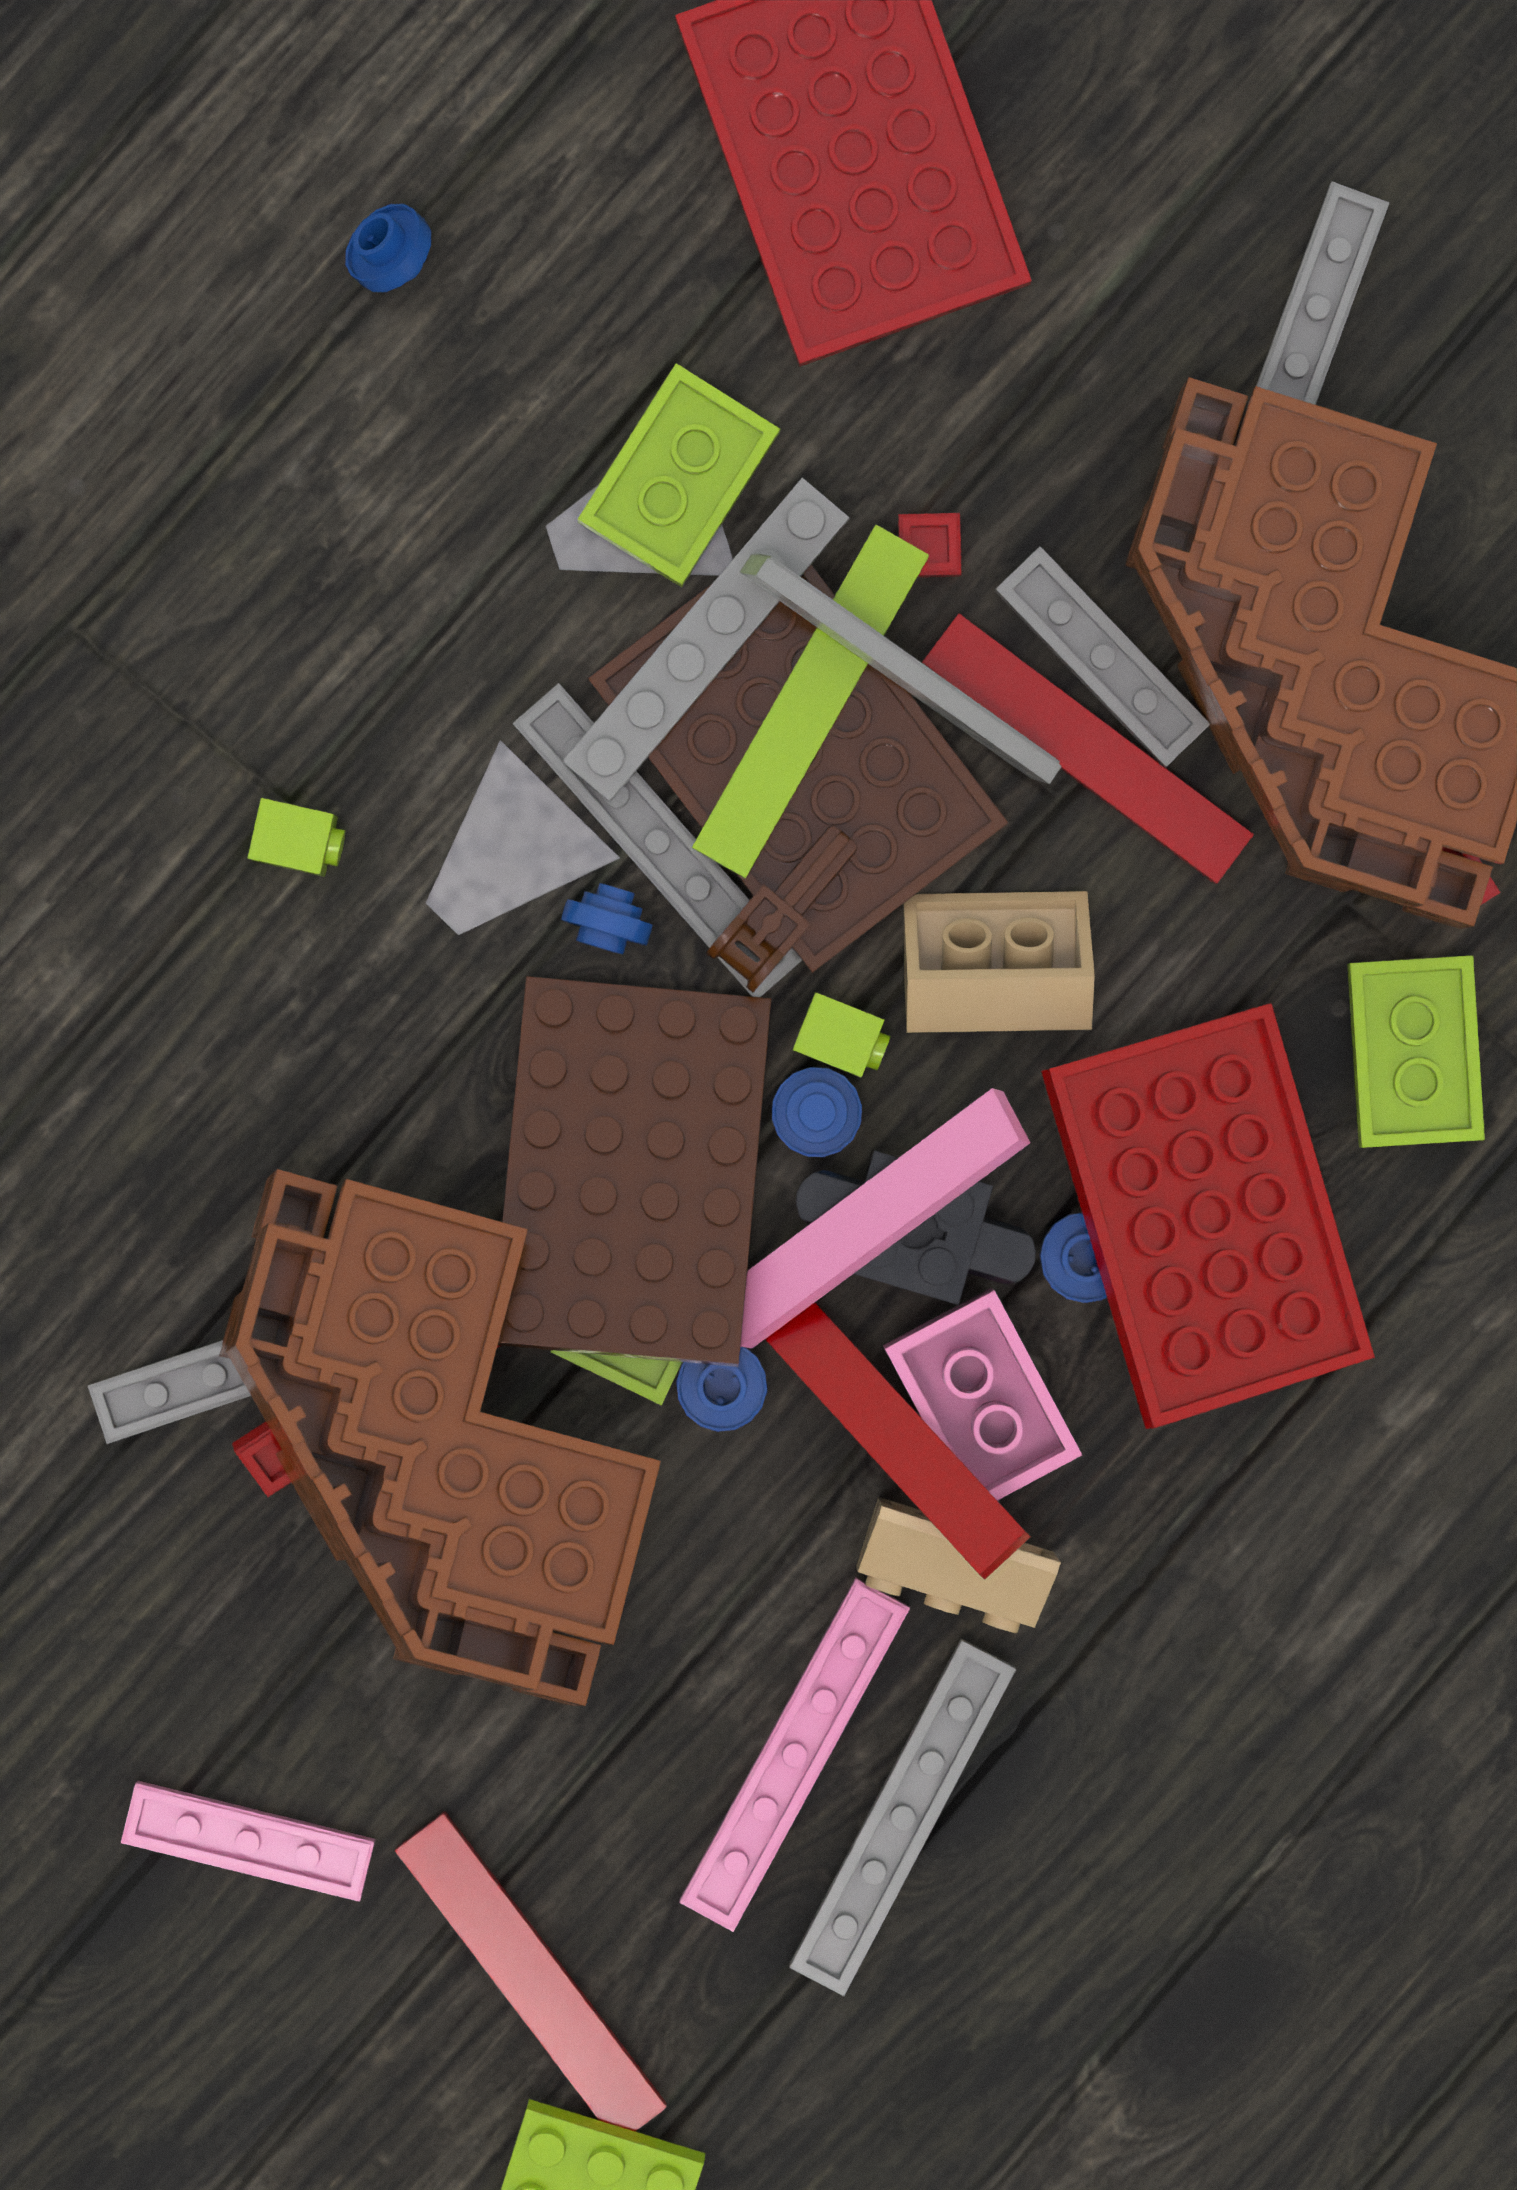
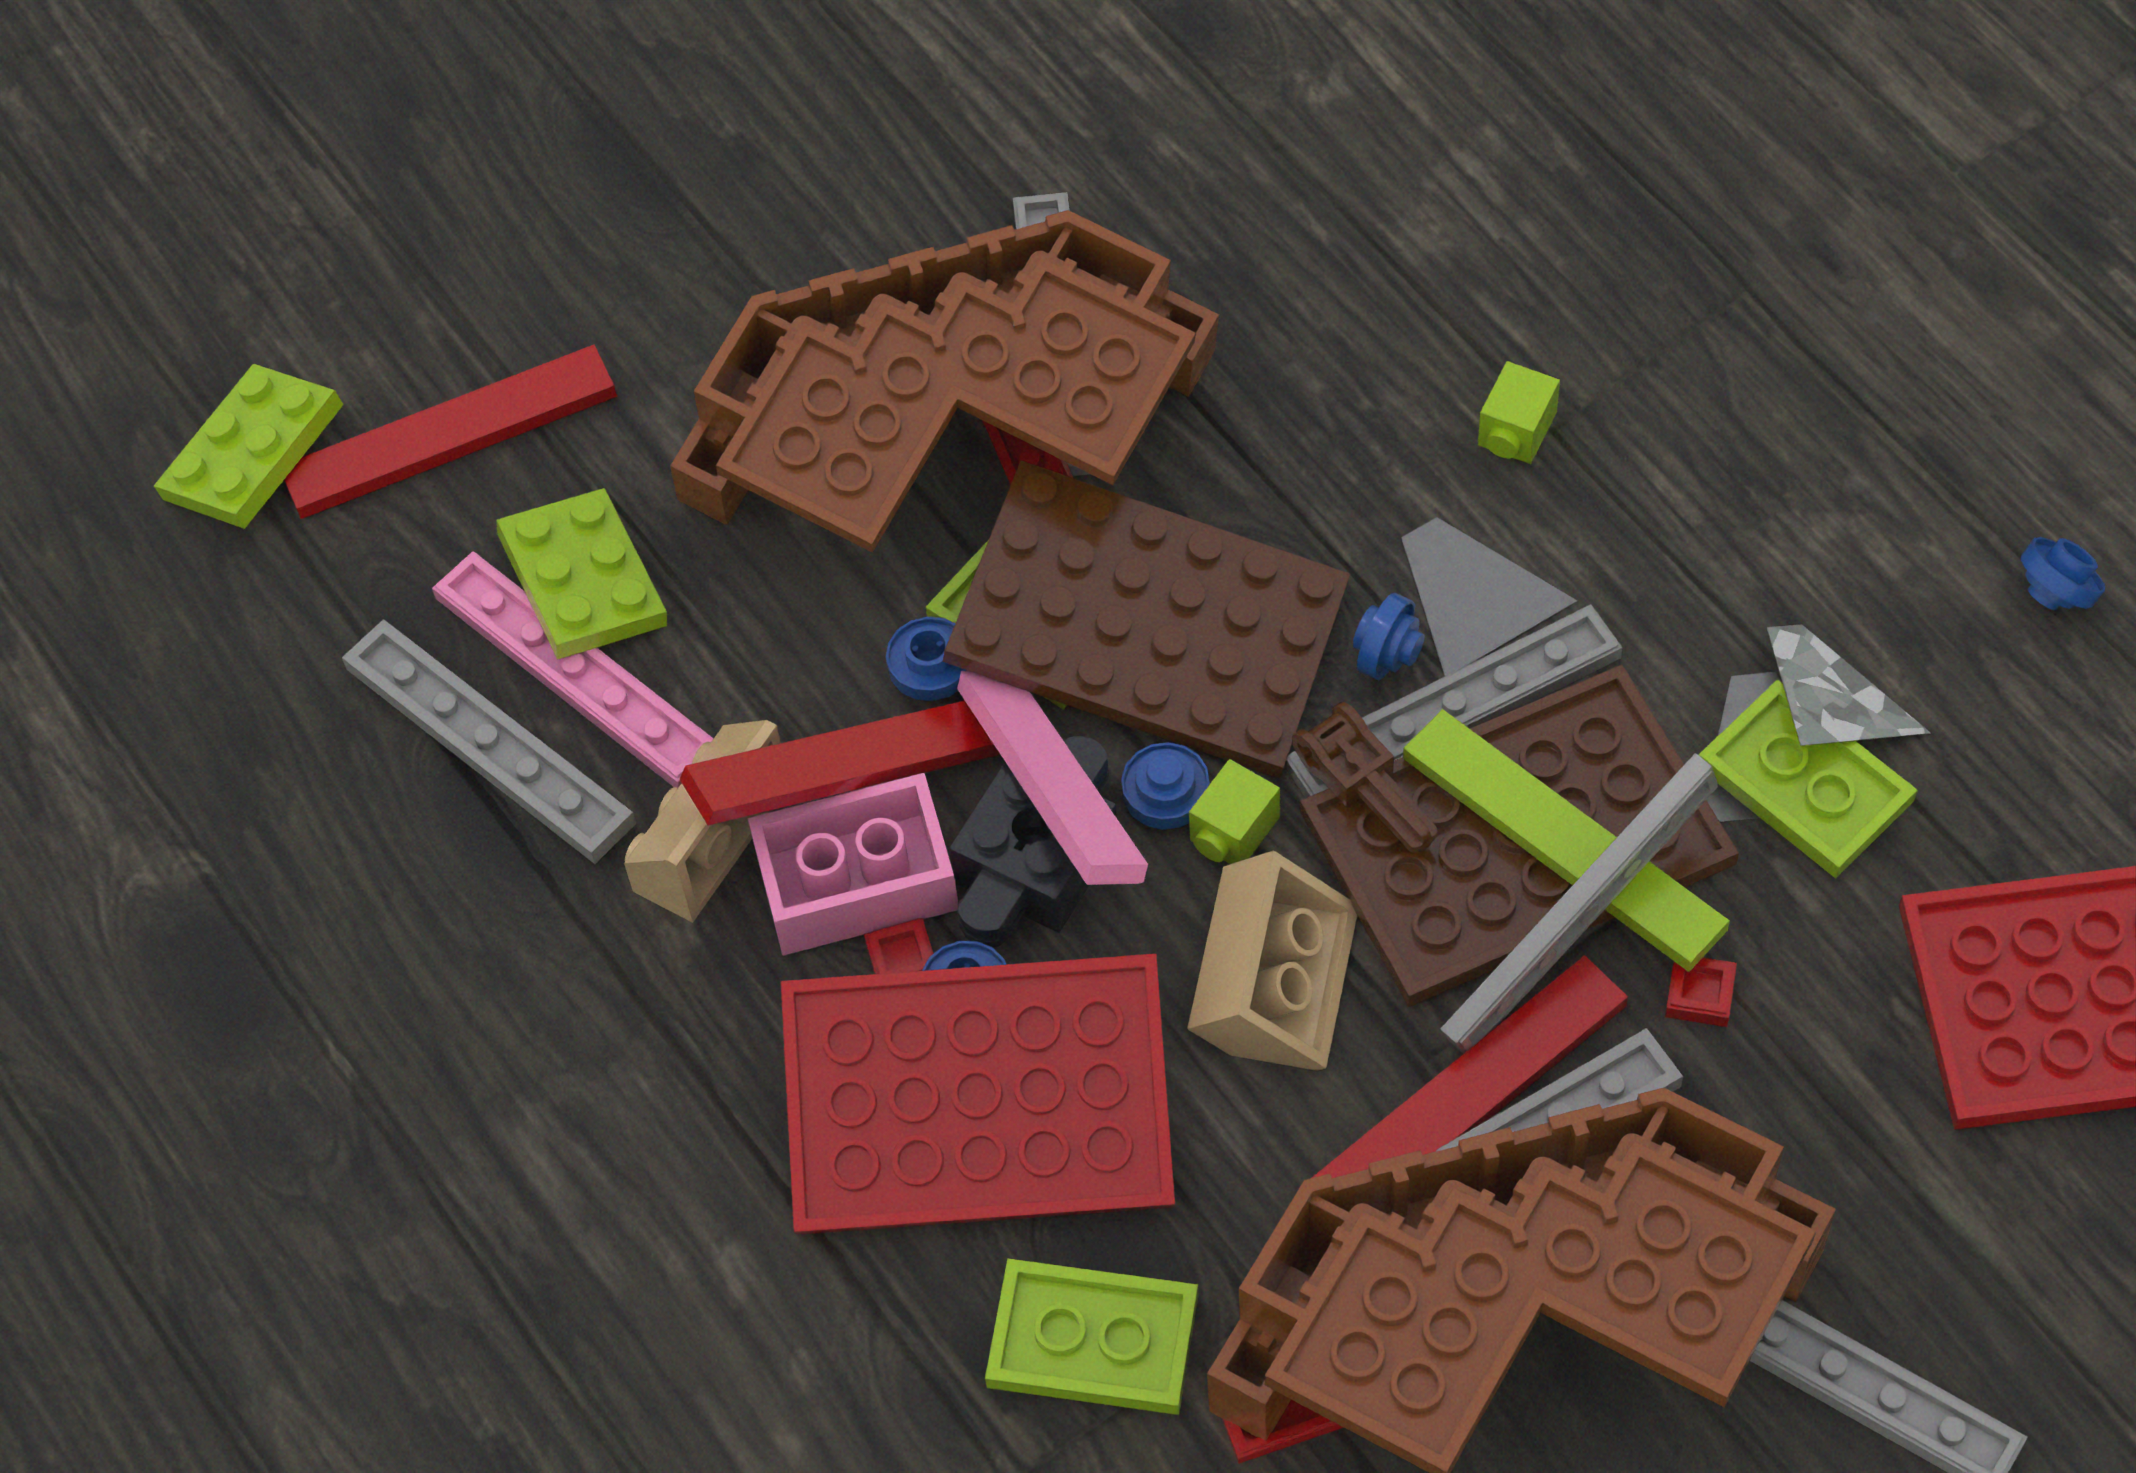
camera: 110 degrees right, 30 degrees down
(248, 1840) = (639, 248): bright pink tile -> none
(573, 463) = (1831, 697): none -> sticker
(686, 1778) = (581, 573): none -> lime plate
(701, 644) = (1638, 759): light grey plate -> none
(1053, 1332) = (899, 947): none -> red tile

